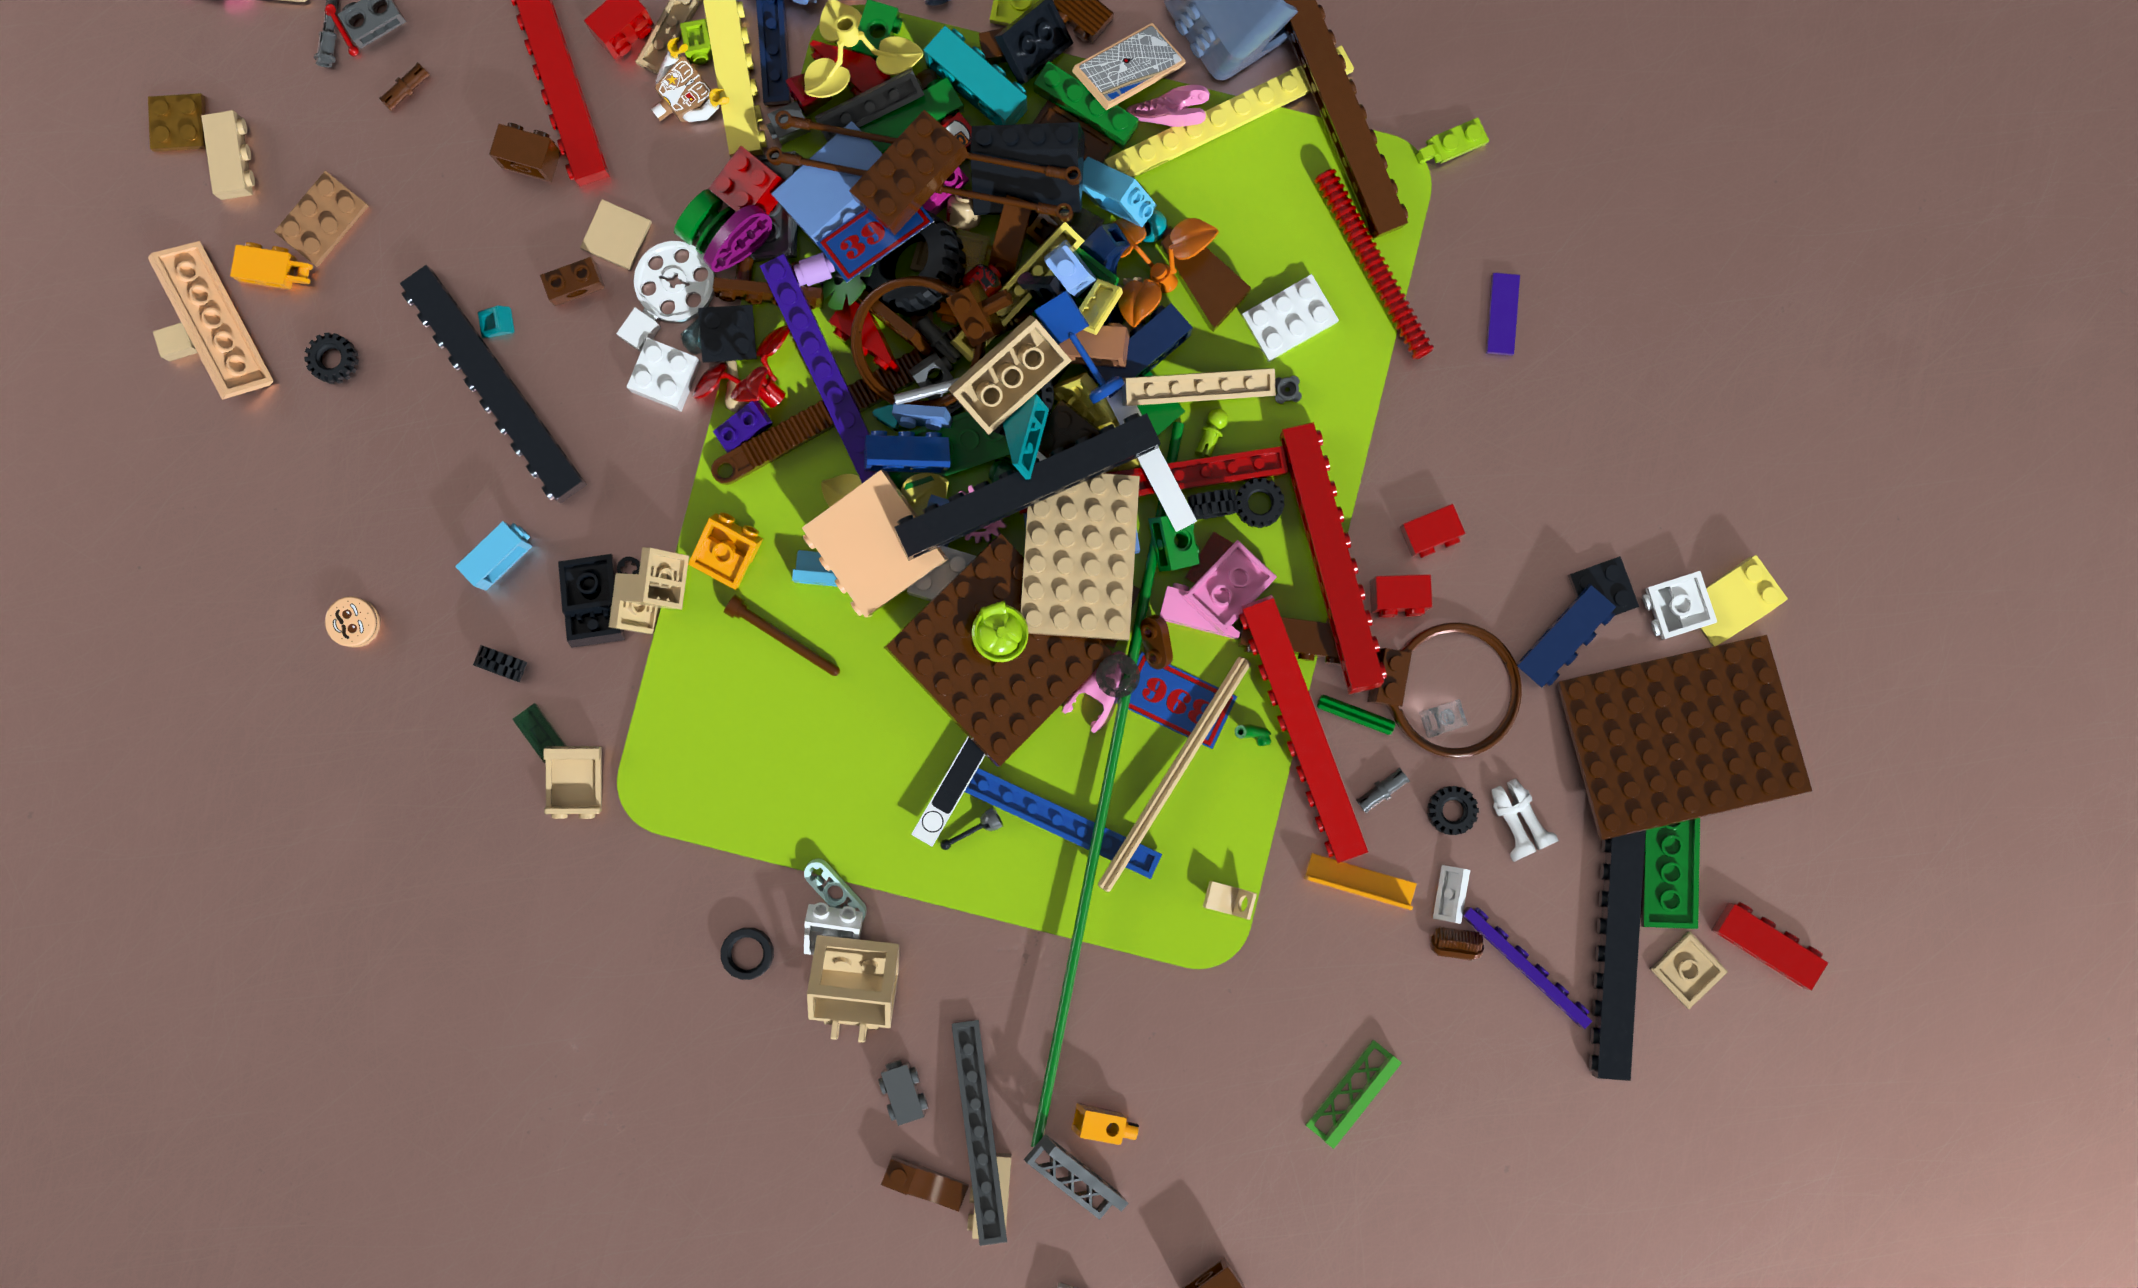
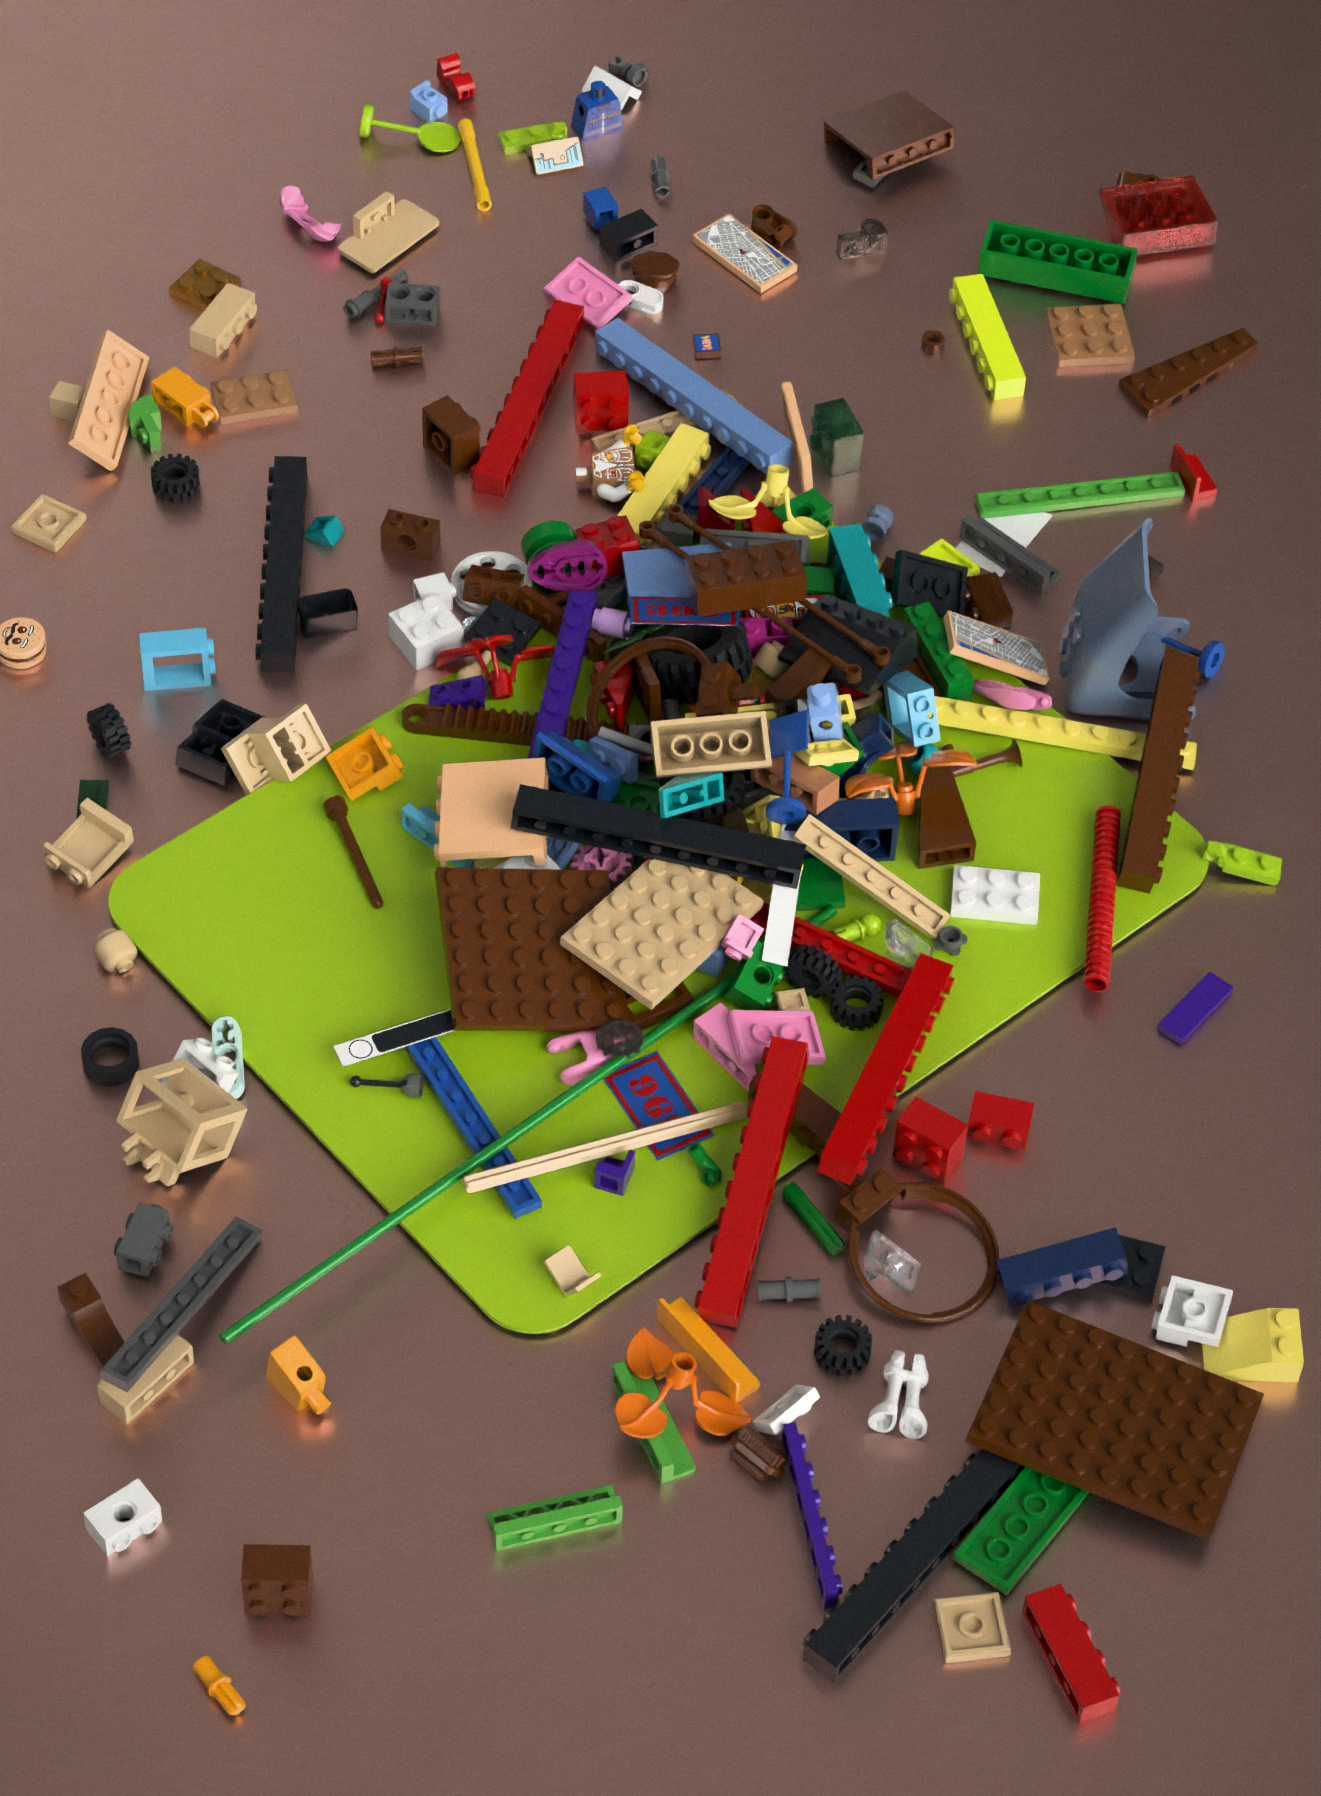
camera: 35 degrees right, 35 degrees down
(254, 317) = (146, 422): none -> bright green brick
(267, 479) = (48, 523): none -> tan tile
(558, 412) = (340, 611): none -> black piece
(616, 234) = (473, 531): tan tile -> none
(674, 859) = (115, 950): none -> tan head
(683, 291) = (487, 583): none -> reddish brown bracket
(999, 632) = (543, 920): lime piece -> none
(1076, 1172) = (246, 1393): dark grey fence -> none
(1149, 526) = (741, 938): none -> bright pink bracket
(1156, 642) = (676, 1040): reddish brown plate -> none
(1179, 211) = (1011, 754): none -> reddish brown piece
(1193, 787) = (614, 1174): none -> dark purple panel
(1216, 542) = (792, 1000): none -> tan tile
(1264, 426) = (904, 945): none -> clear slope
(1362, 985) = (642, 1418): none -> orange plant
(1365, 968) = (667, 1450): none -> bright green panel

